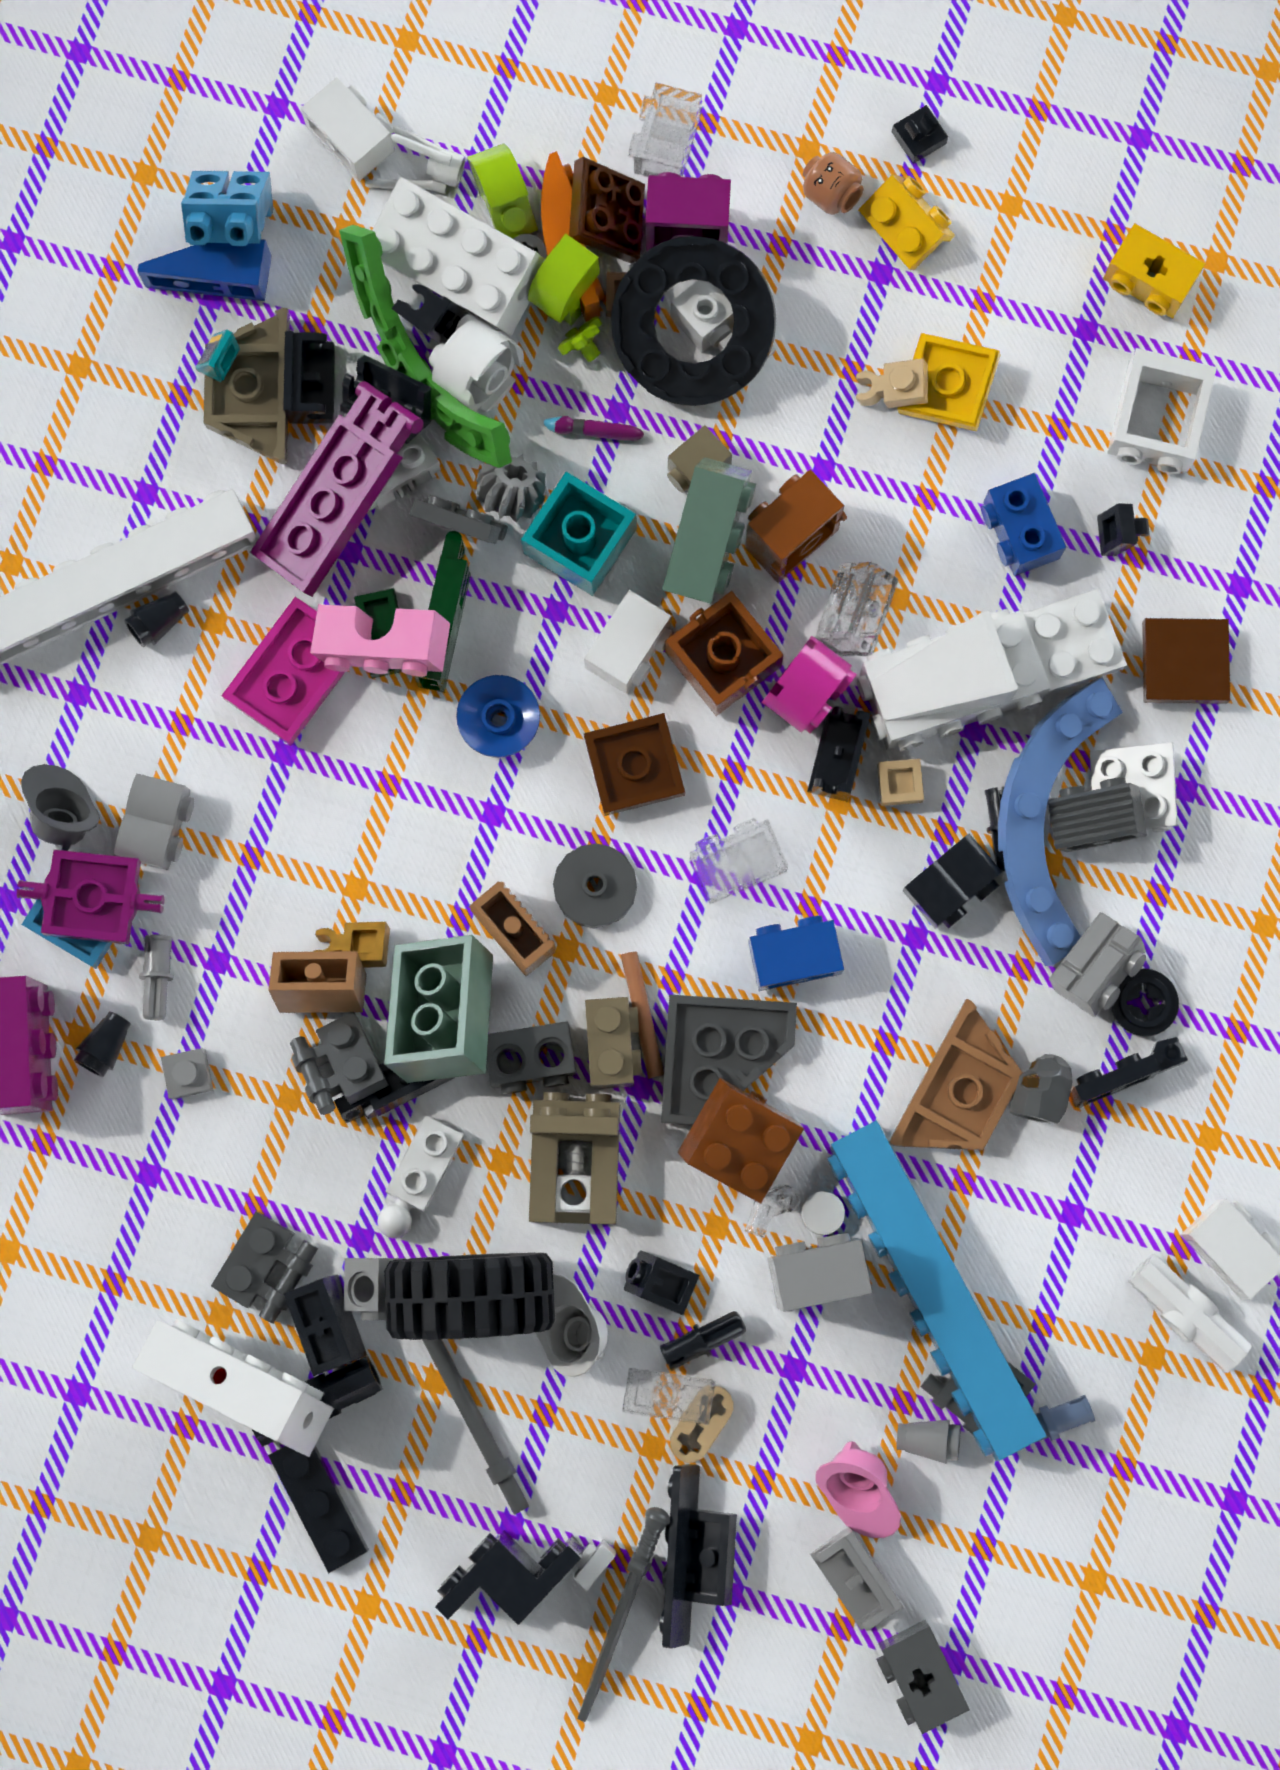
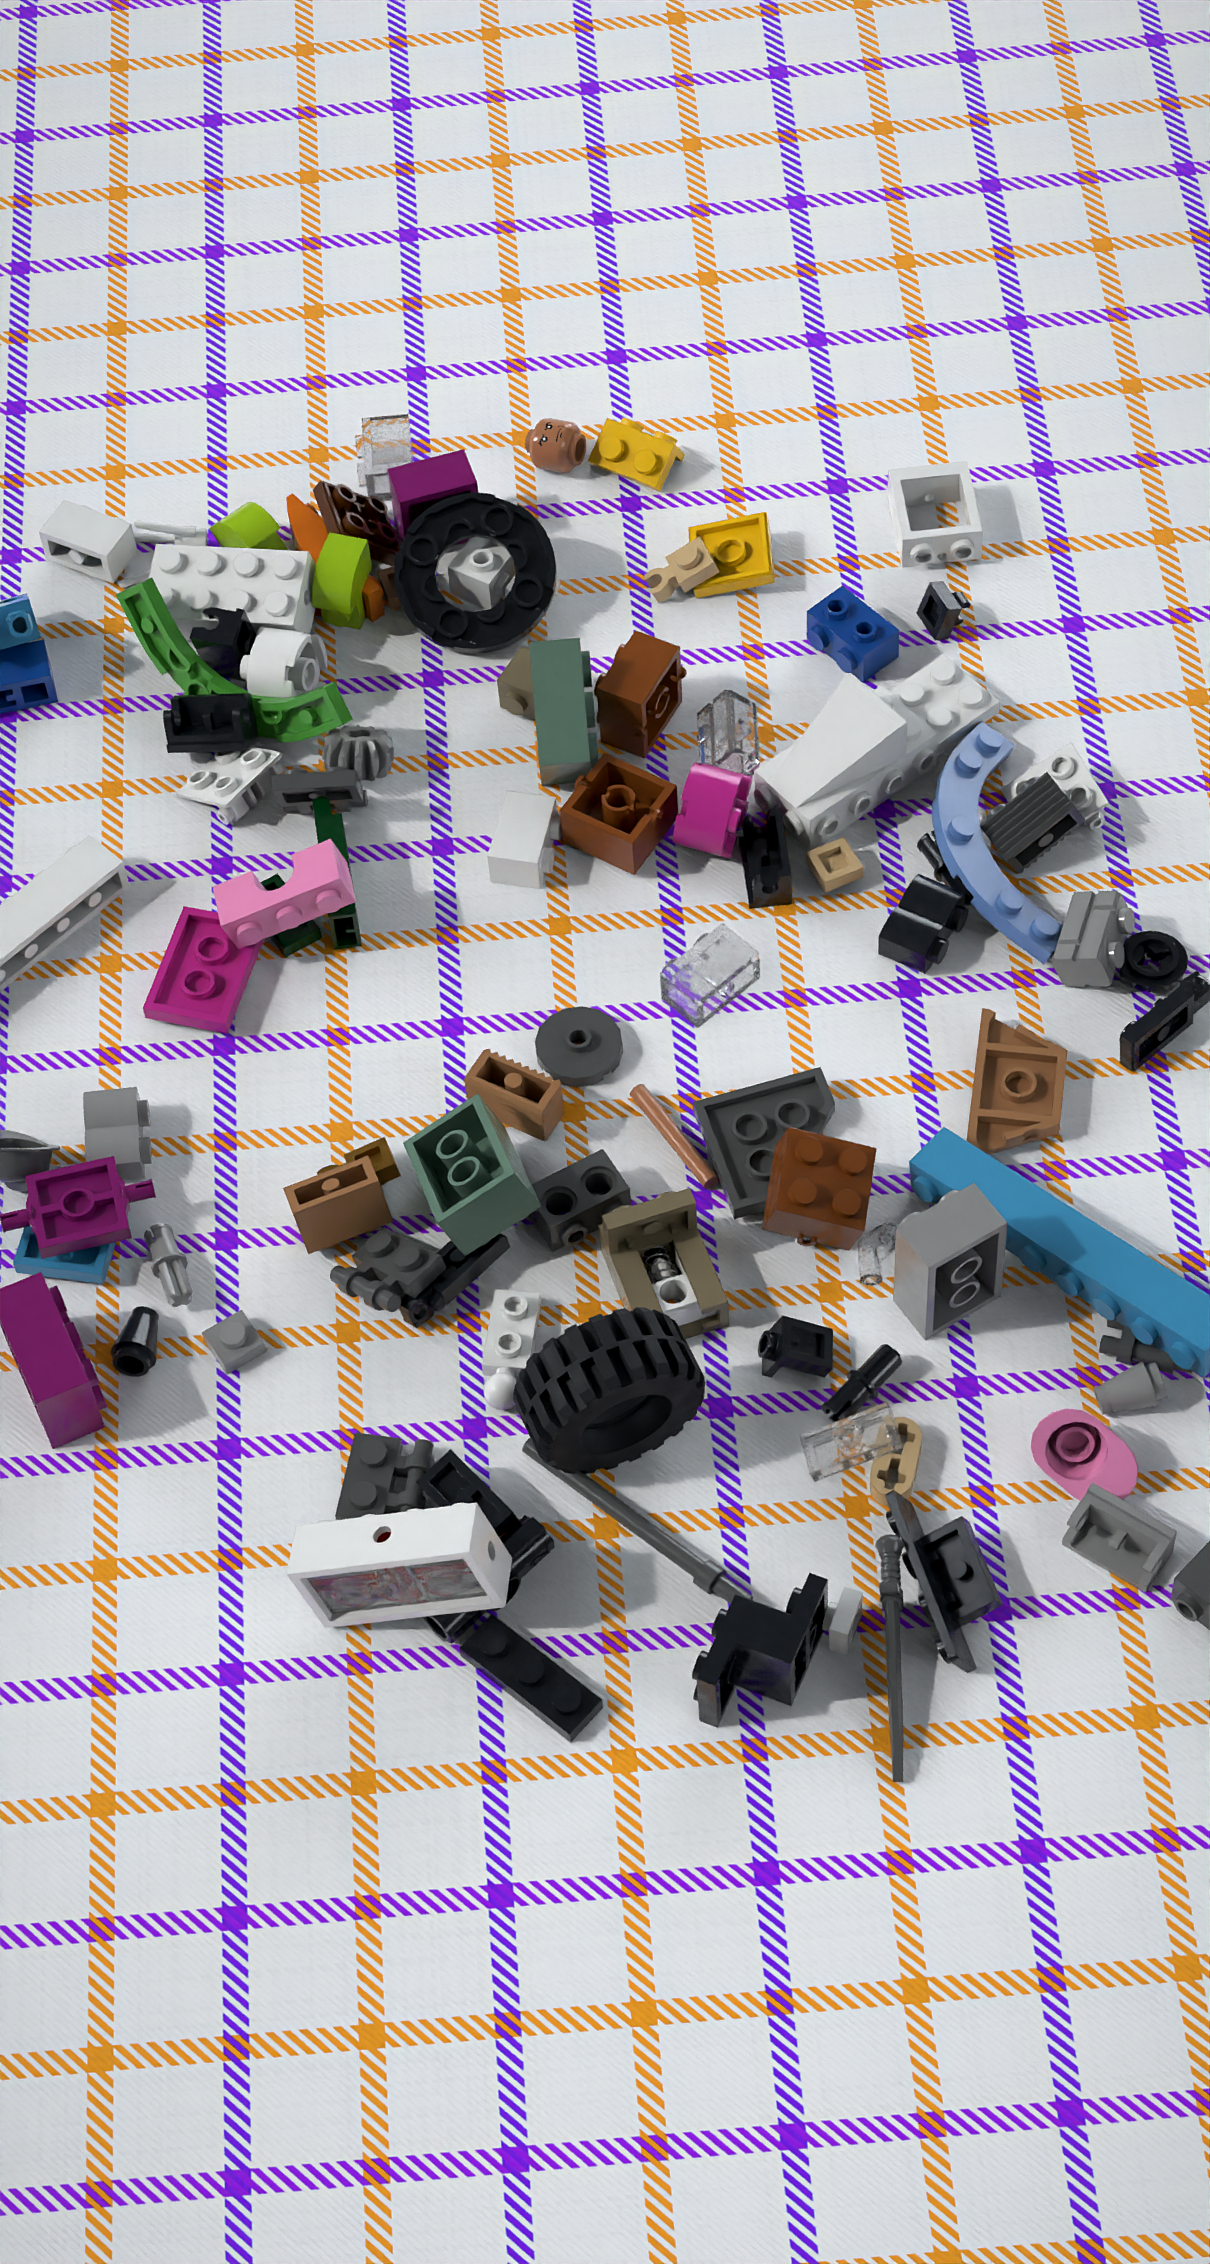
camera: 20 degrees left, 25 degrees down
(156, 618) = (49, 973): black cone -> none
(218, 355) = (34, 739): teal slope -> none
(250, 398) = (72, 764): dark tan wing -> none
(309, 378) = (126, 739): black hinge -> none
(336, 489) = (190, 804): magenta hinge -> none
(366, 1286) = (504, 1447): light grey brick -> none
(493, 696) = (423, 924): blue dish -> none
(566, 425) = (389, 700): magenta piece -> none
(577, 1333) = (730, 1414): white piece -> none
(579, 533) = (439, 767): teal brick -> none
(582, 339) = (376, 630): lime plant -> none
(609, 1042) = (651, 1155): dark tan brick -> none
(634, 764) = (573, 934): reddish brown plate -> none
(795, 953) = (800, 1026): blue brick -> none
(919, 134) = (618, 392): black tile -> none
(1043, 1090) = (1092, 1059): dark grey rock -> none
(1146, 253) = (876, 419): yellow brick -> none
(1186, 661) = (1052, 687): reddish brown tile -> none

